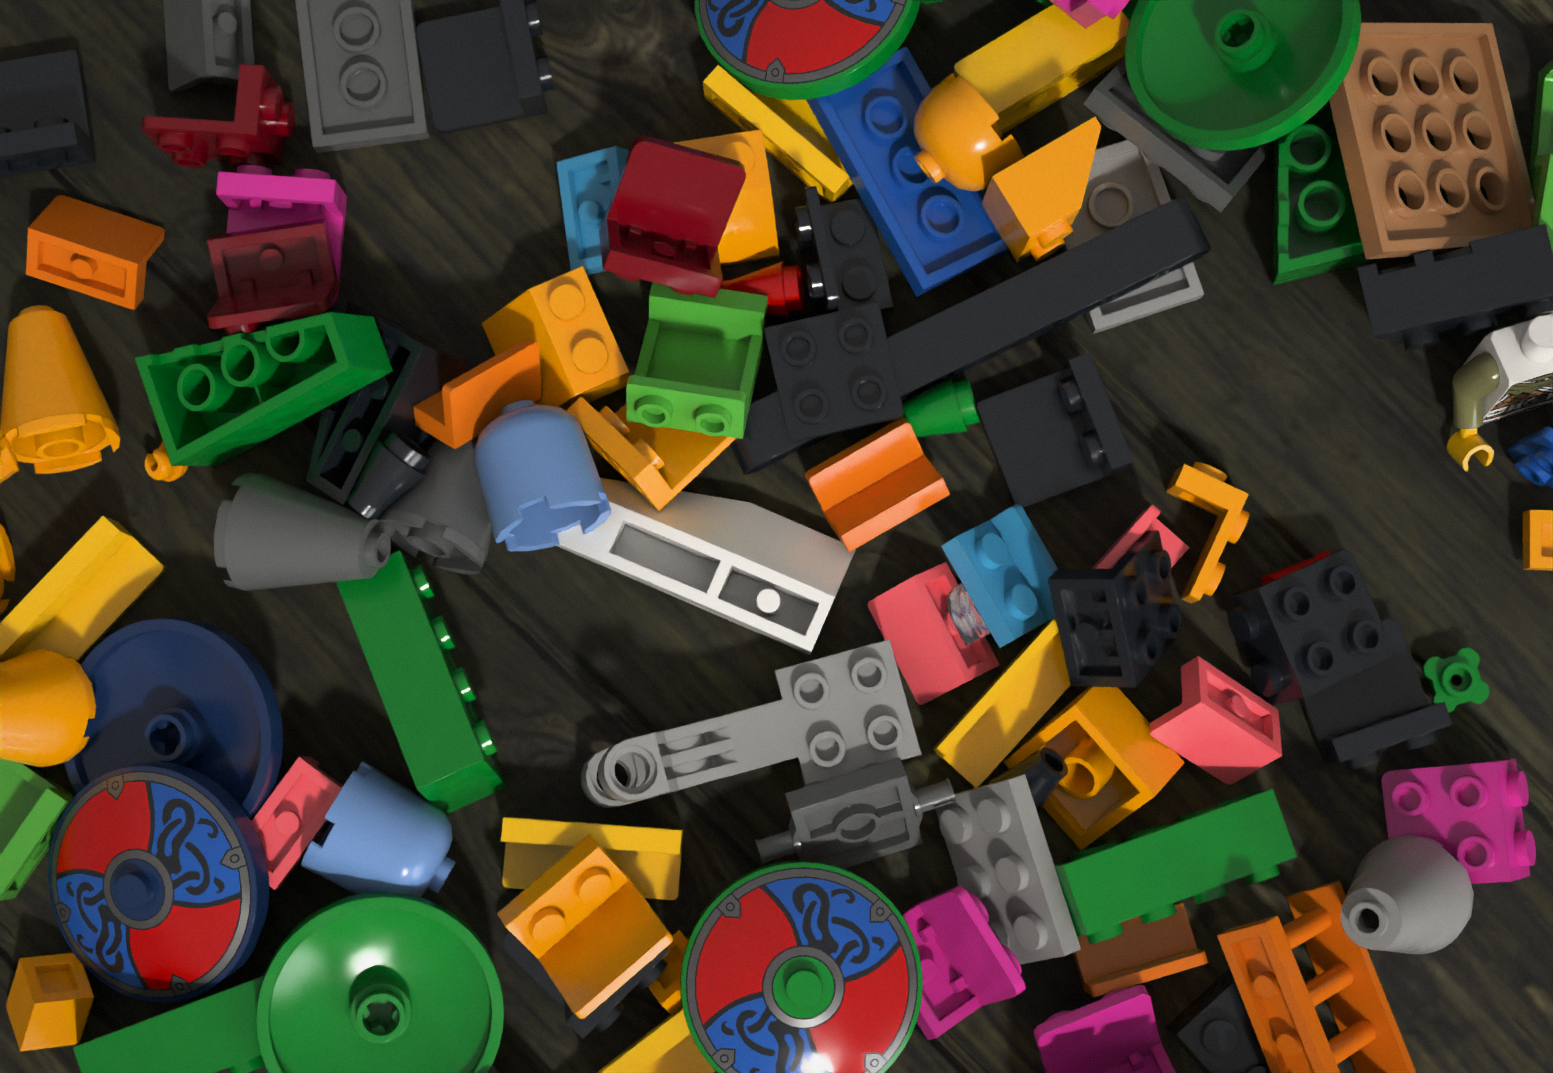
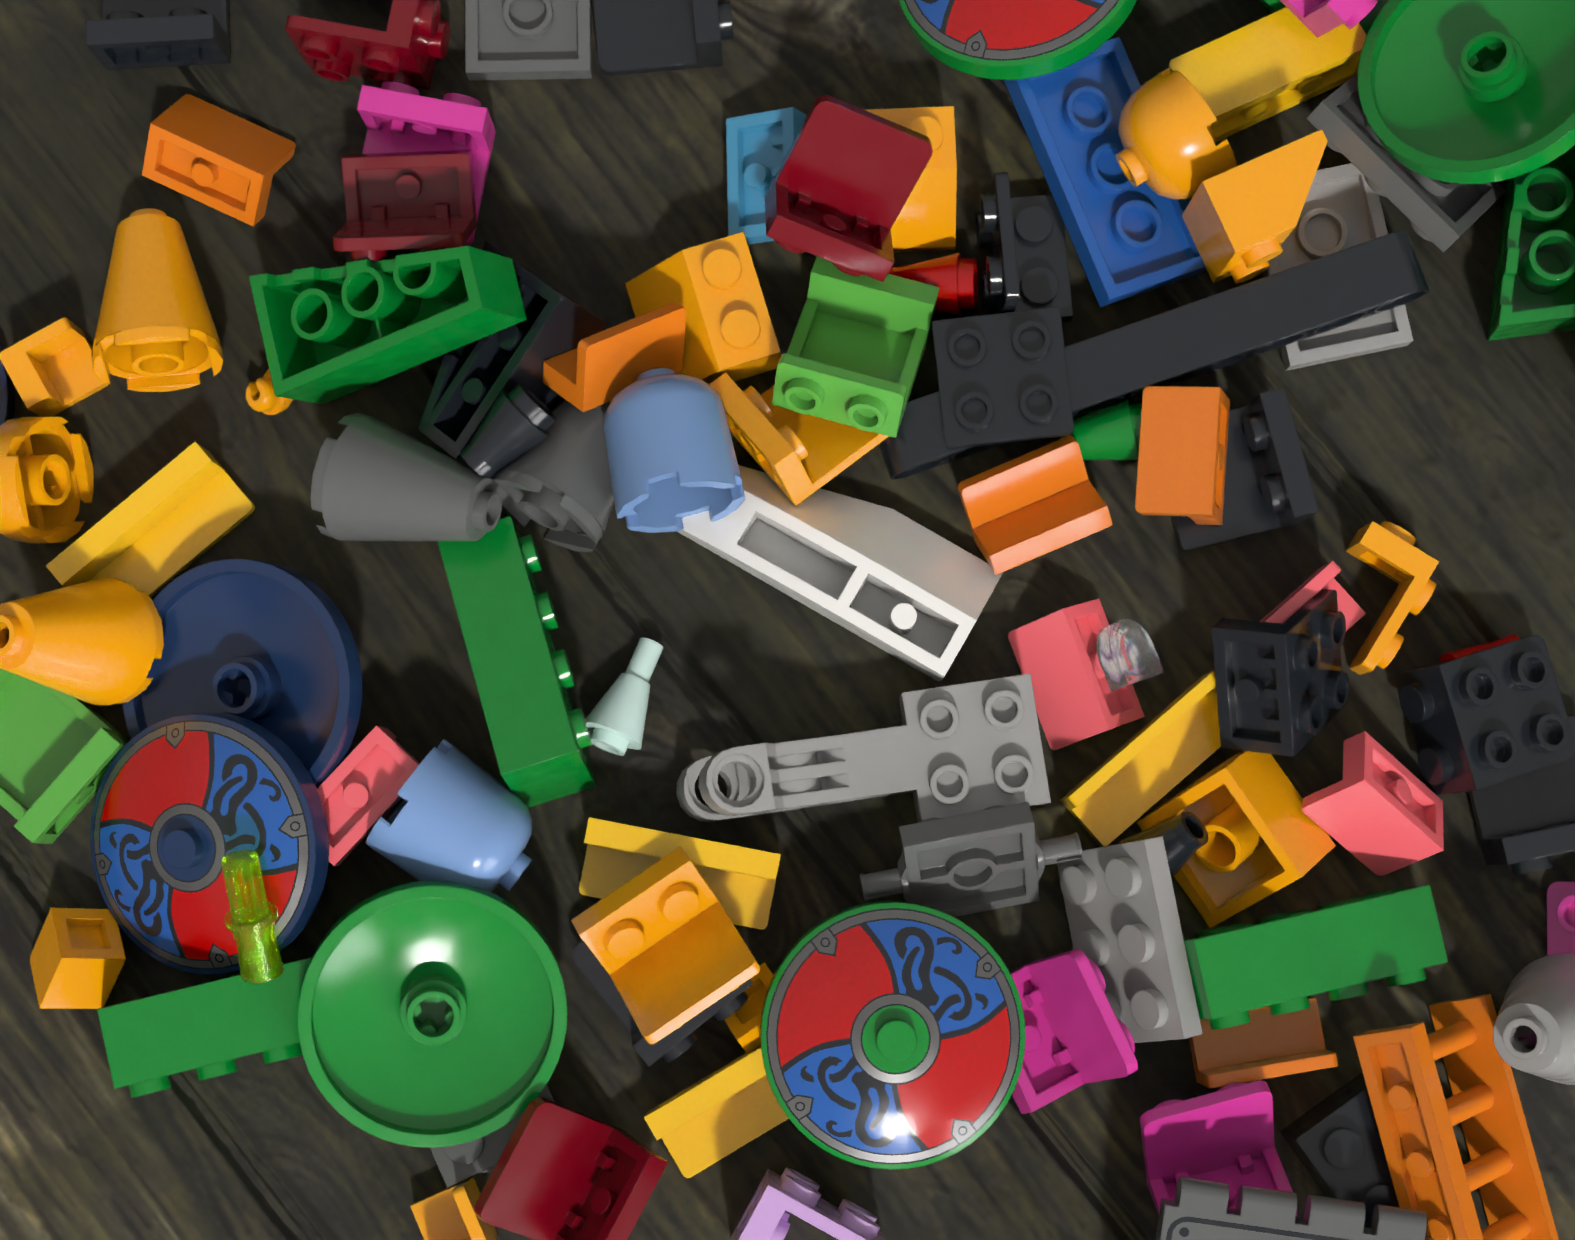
camera: 10 degrees right, 0 degrees up
(204, 947) = (251, 918): none -> clear neon green axle
(522, 718) = (621, 713): none -> light aqua cone
(788, 132) = (982, 113): yellow panel -> none
(1005, 573) = (1163, 618): dark azure bracket -> none
(1006, 421) = (1183, 453): none -> orange panel

